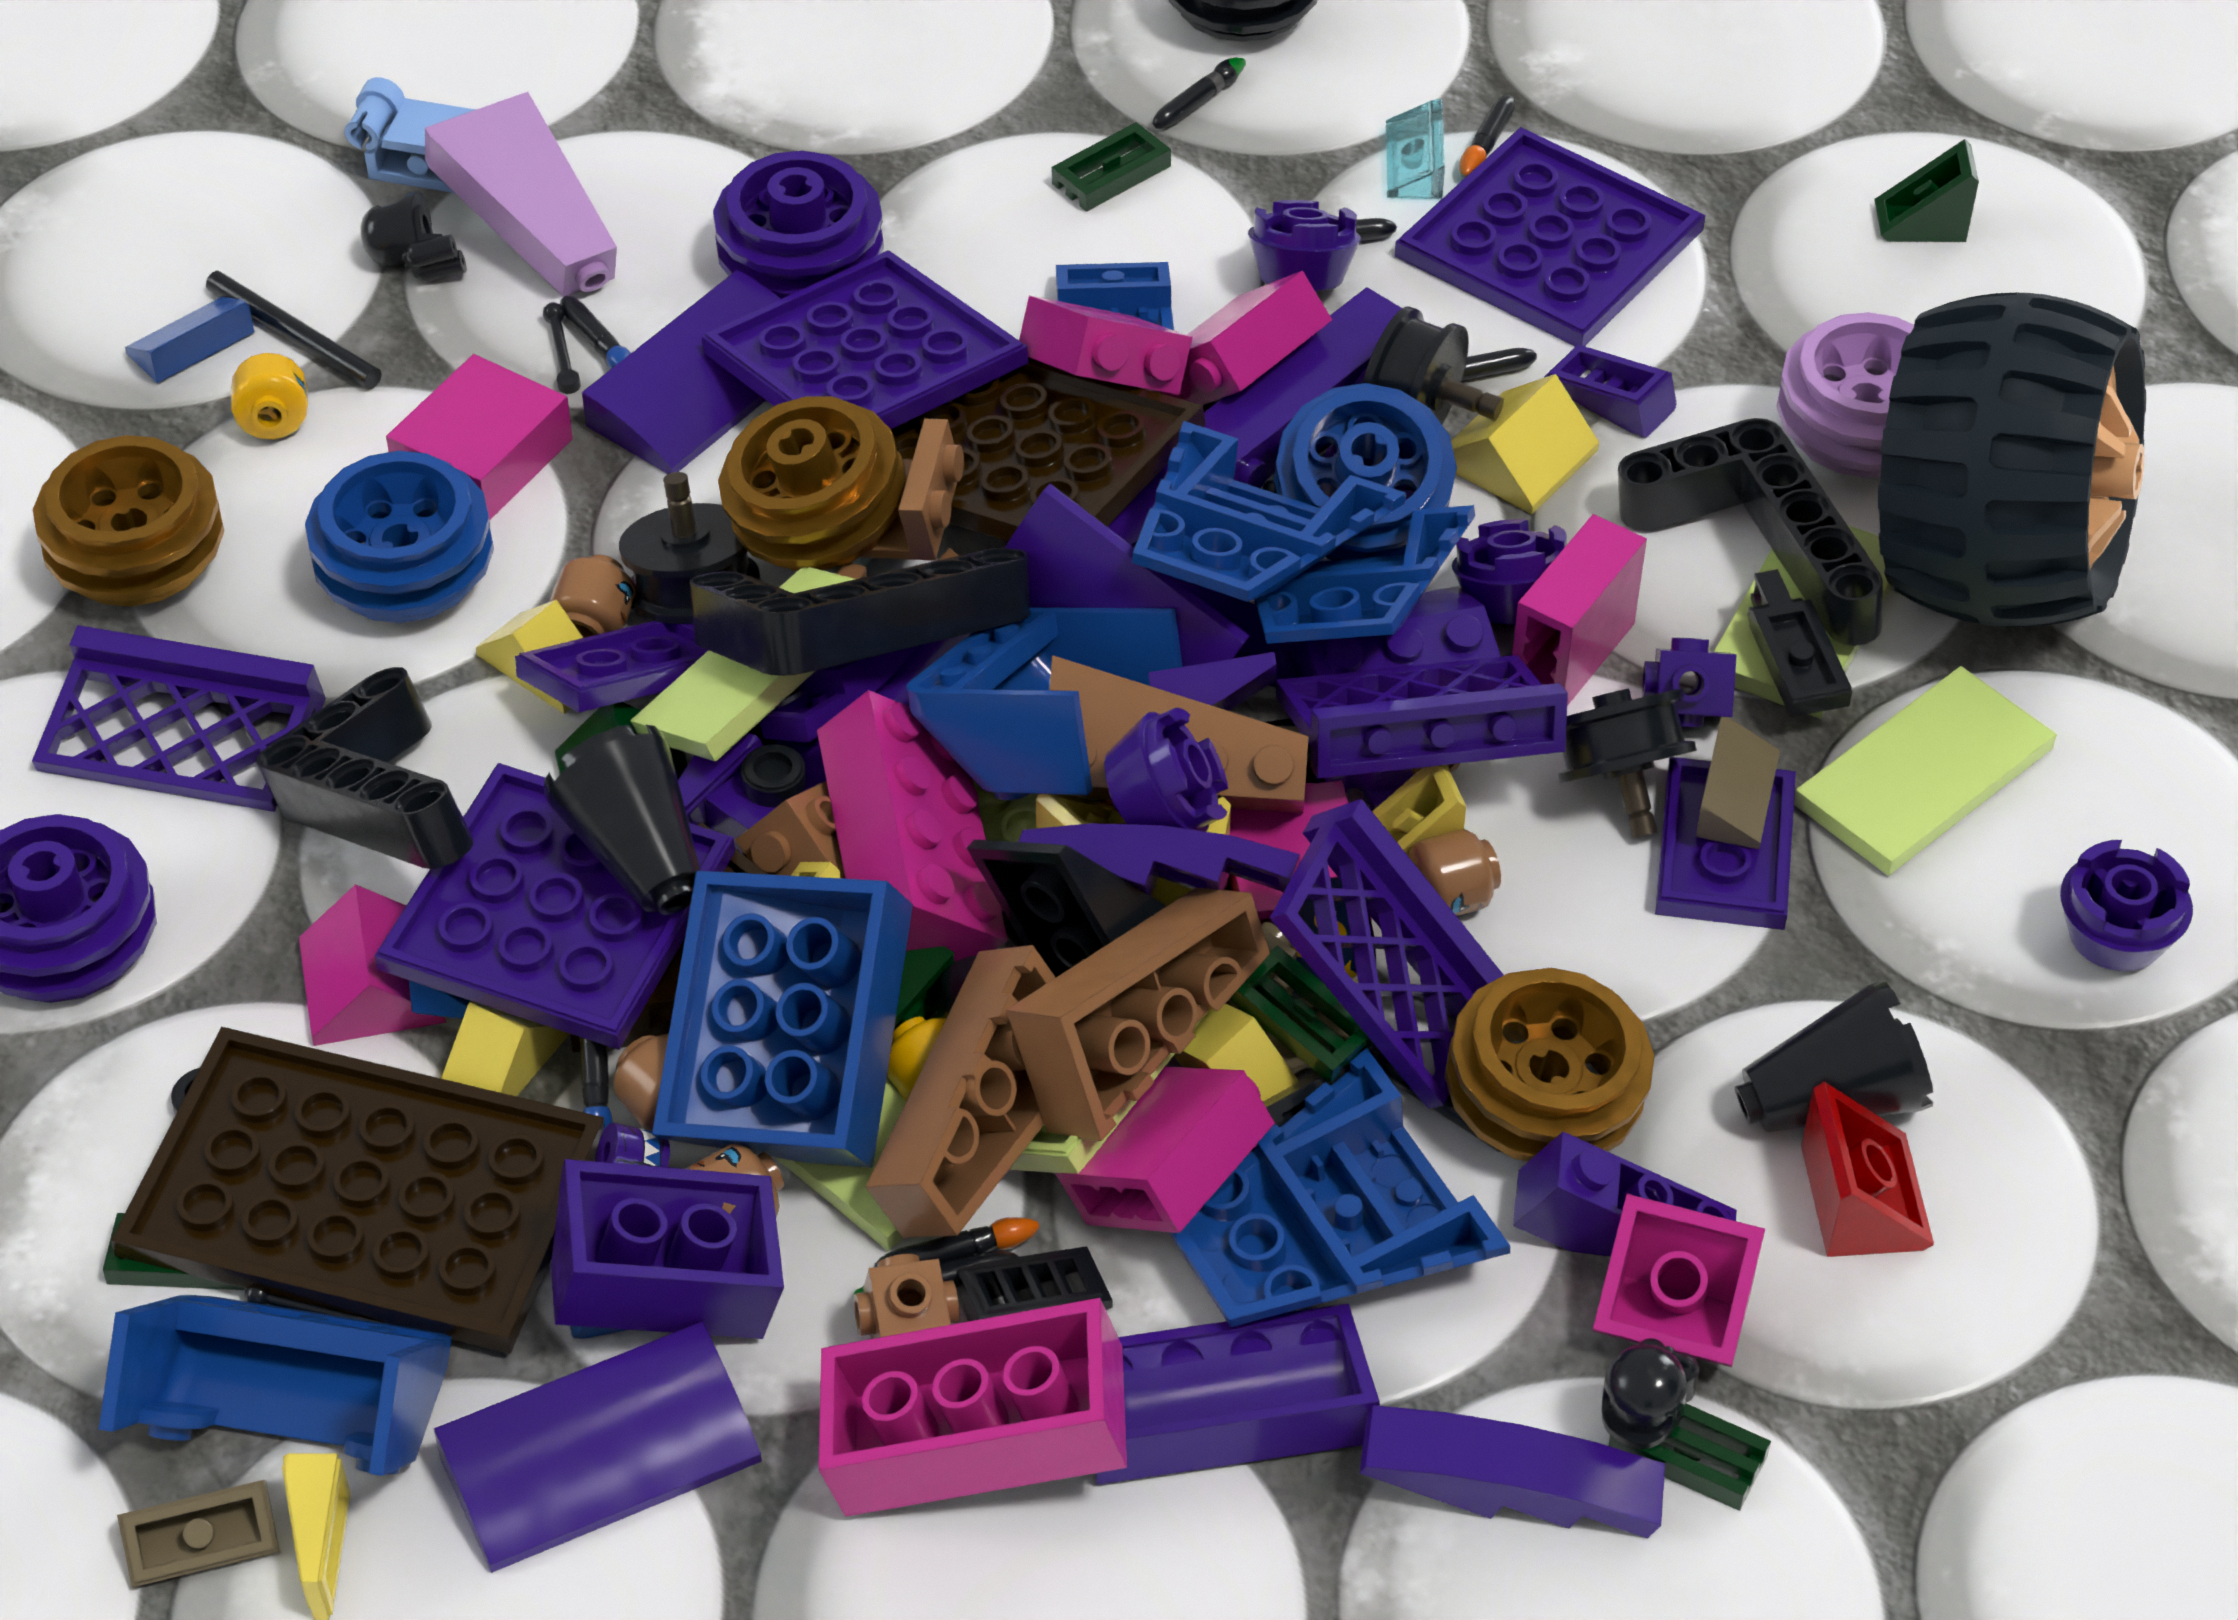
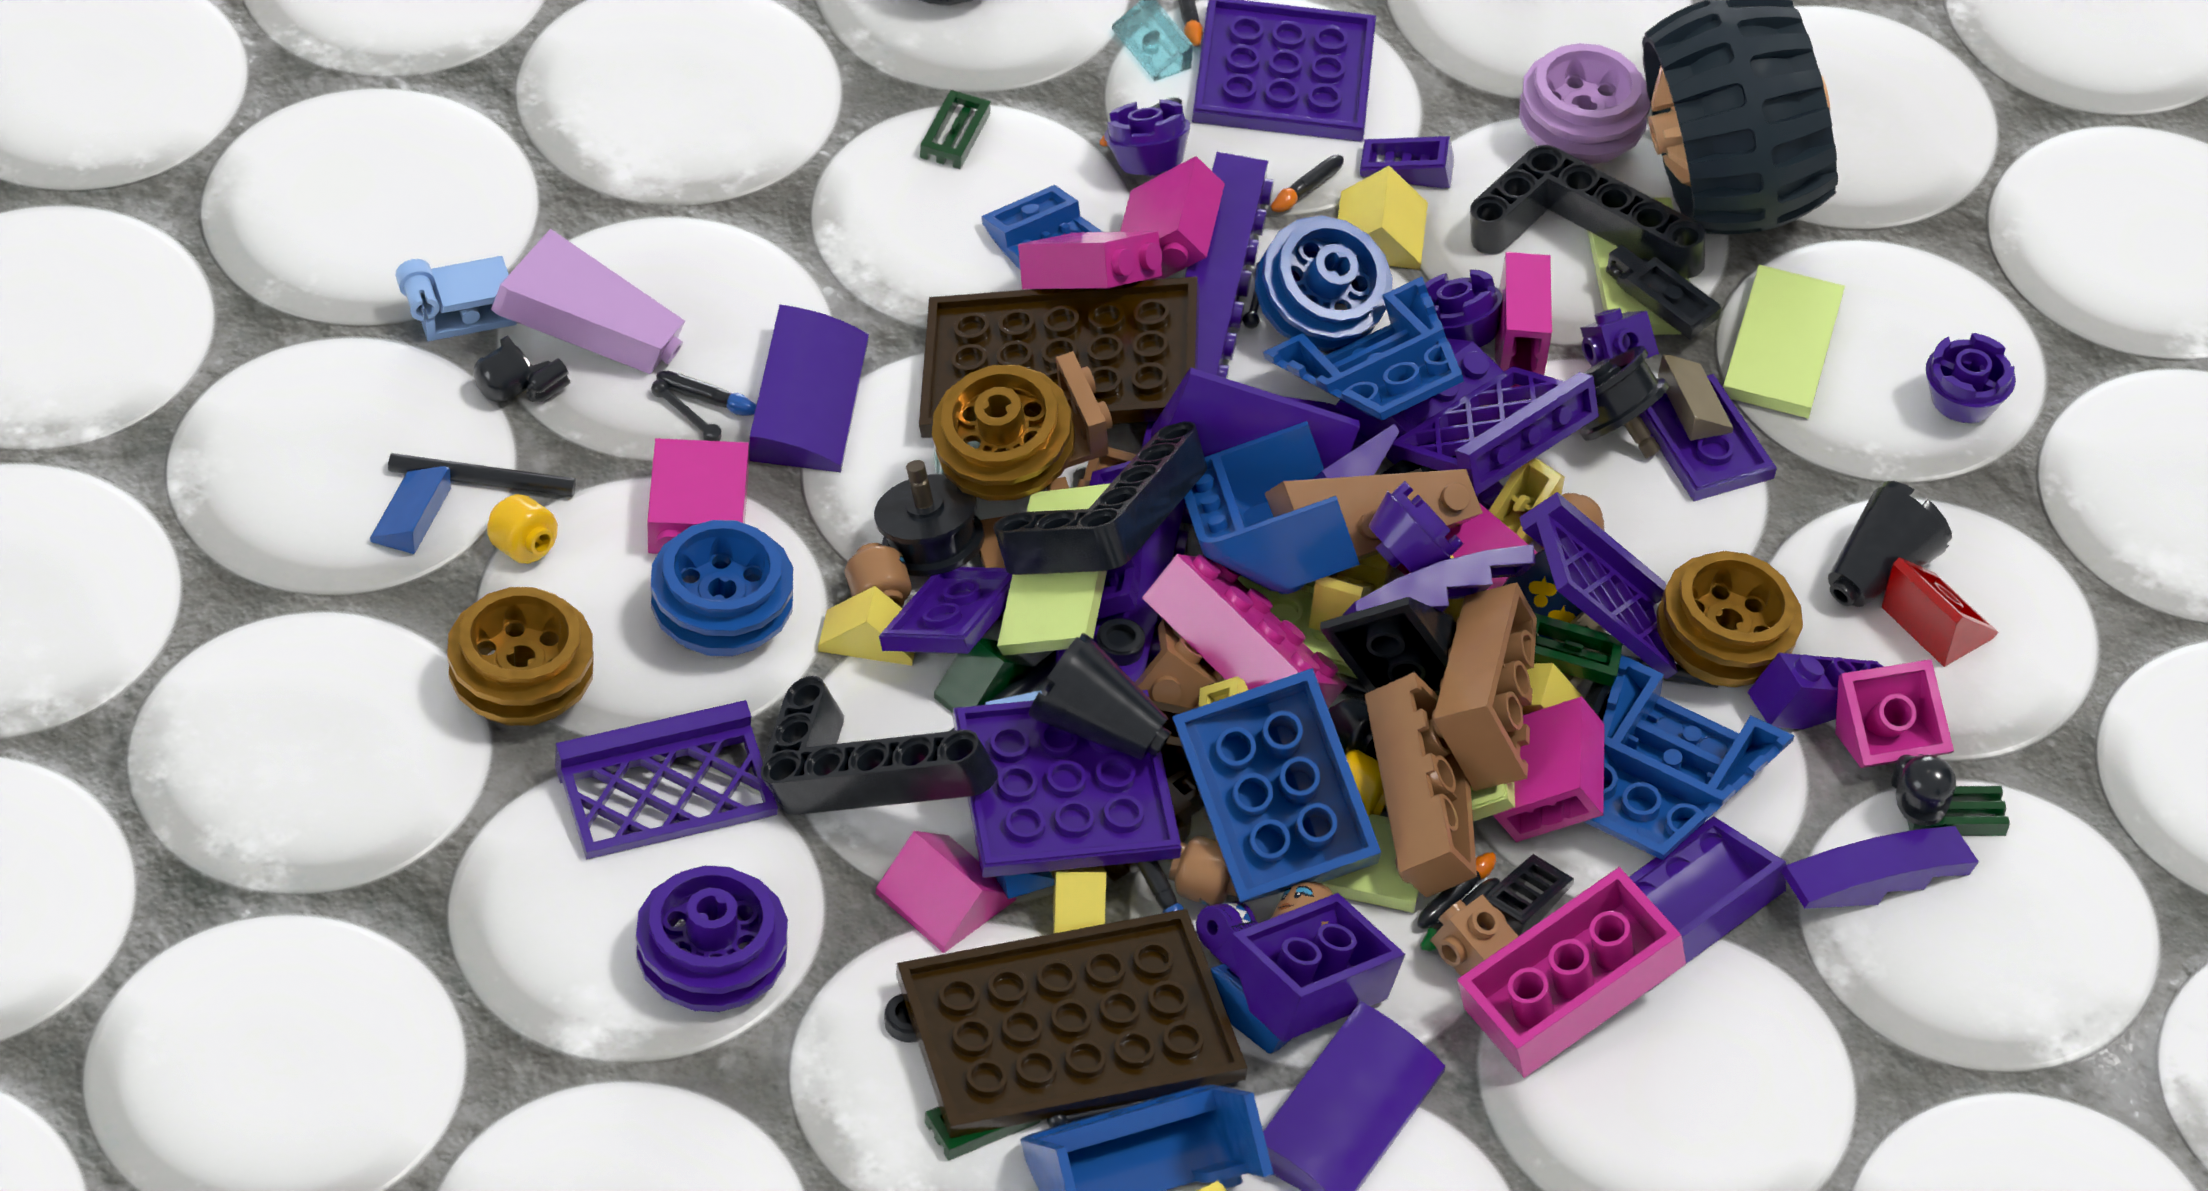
camera: 35 degrees left, 0 degrees up
(796, 220) = (794, 255): dark purple wheel -> none
(869, 338) = (921, 325): dark purple tile -> none
(1223, 75) = (968, 57): black piece -> none
(1240, 535) = (1311, 354): blue wedge -> none
(1428, 365) = (1303, 192): black wheel -> none

